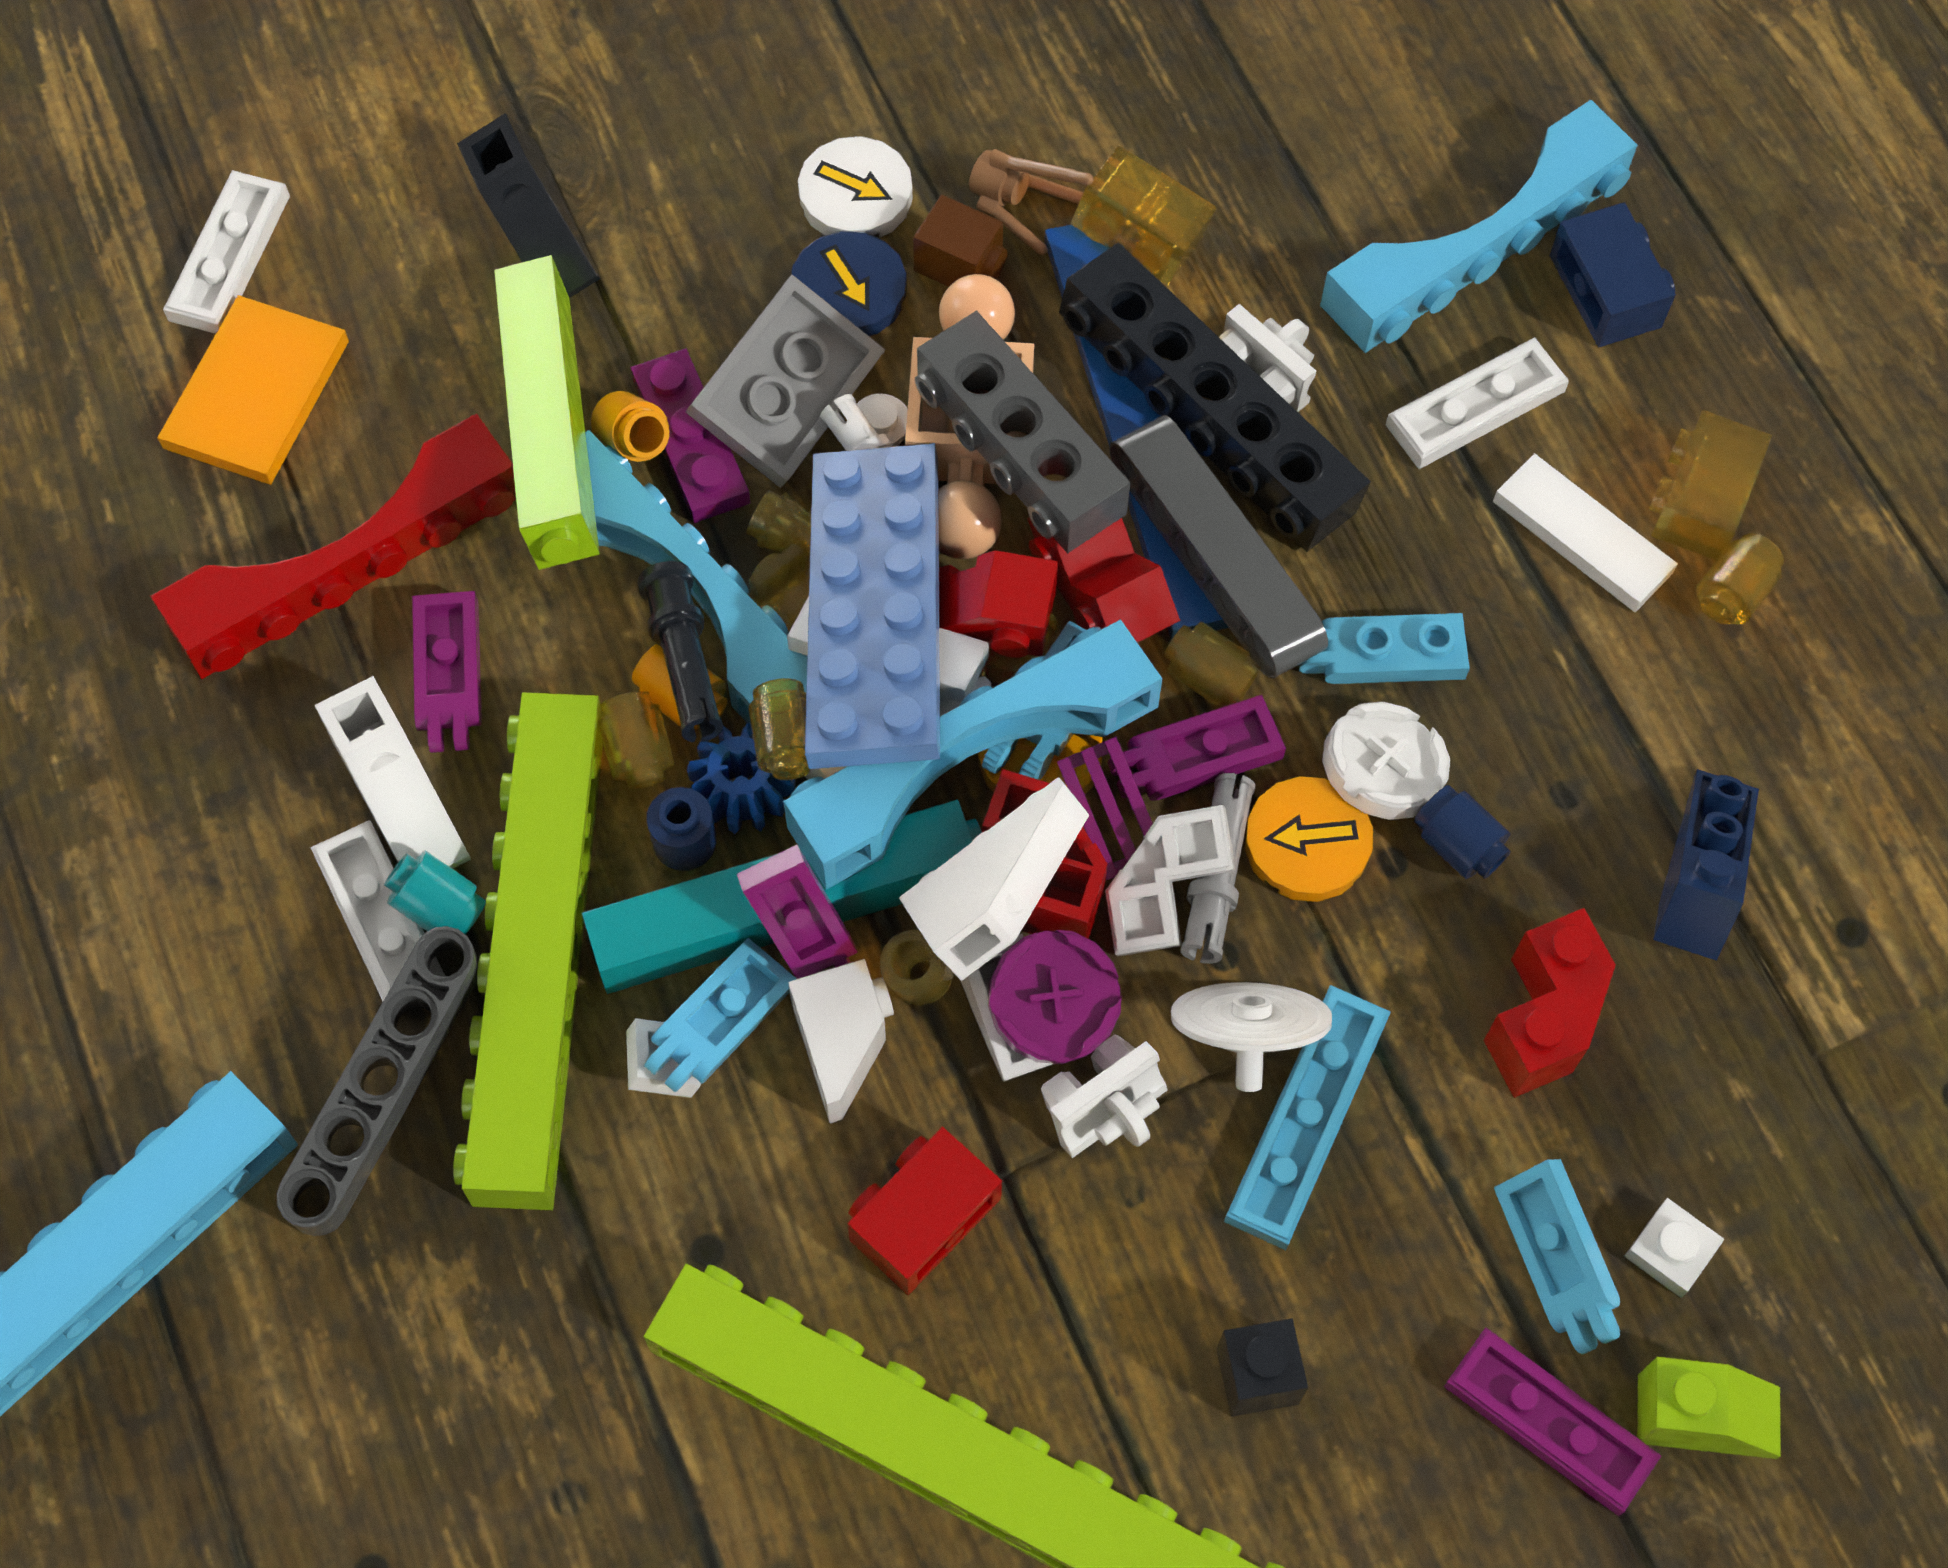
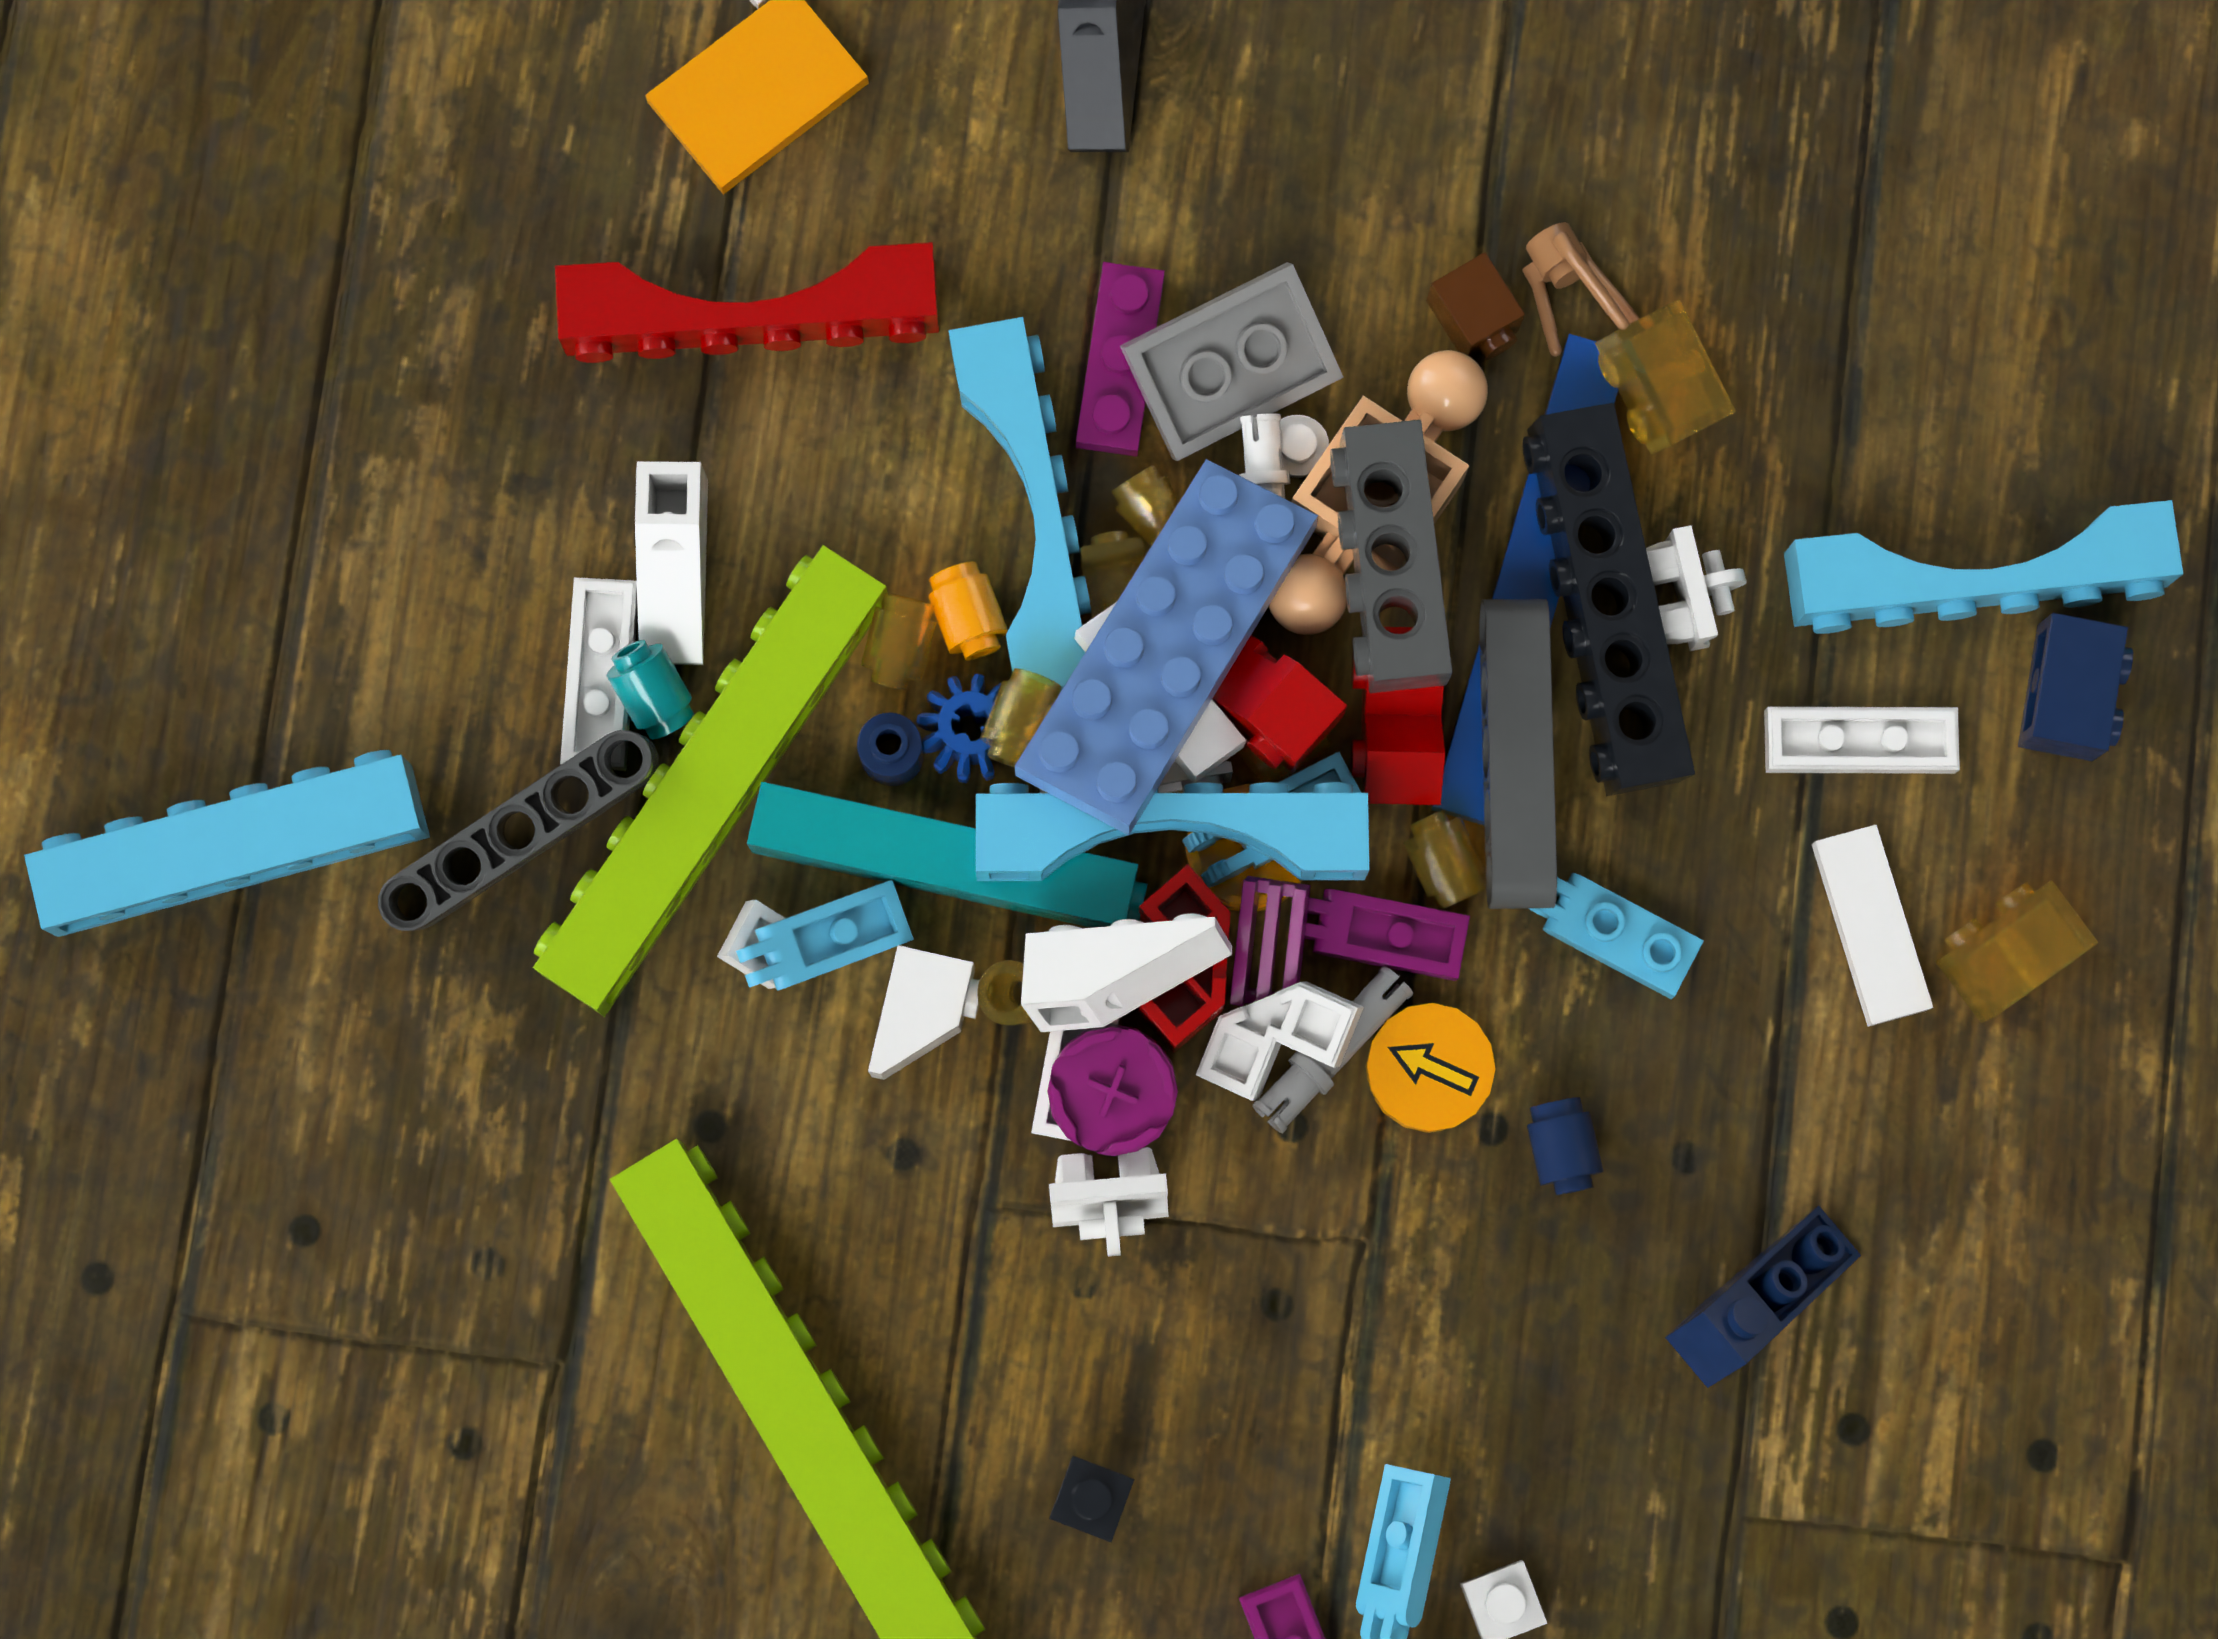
camera: 30 degrees right, 15 degrees up
(446, 667) = (777, 473): magenta hinge -> none
(545, 414) = (990, 282): brick -> none
(630, 426) = (1065, 329): light orange brick -> none
(676, 628) = (987, 562): black pin -> none
(797, 913) = (935, 897): magenta hinge -> none
(855, 187) = (1420, 186): white tile -> none
(855, 277) = (1357, 284): dark blue tile -> none
(923, 1208) = (898, 1201): red brick -> none
(1251, 1021) = (1267, 1206): white shield -> none
(1306, 1121) = (1271, 1309): medium azure tile -> none
(1385, 760) = (1542, 1038): white tile -> none
(1568, 981) = (1565, 1334): red brick -> none
(1740, 579) = (1977, 1057): clear yellow brick -> none

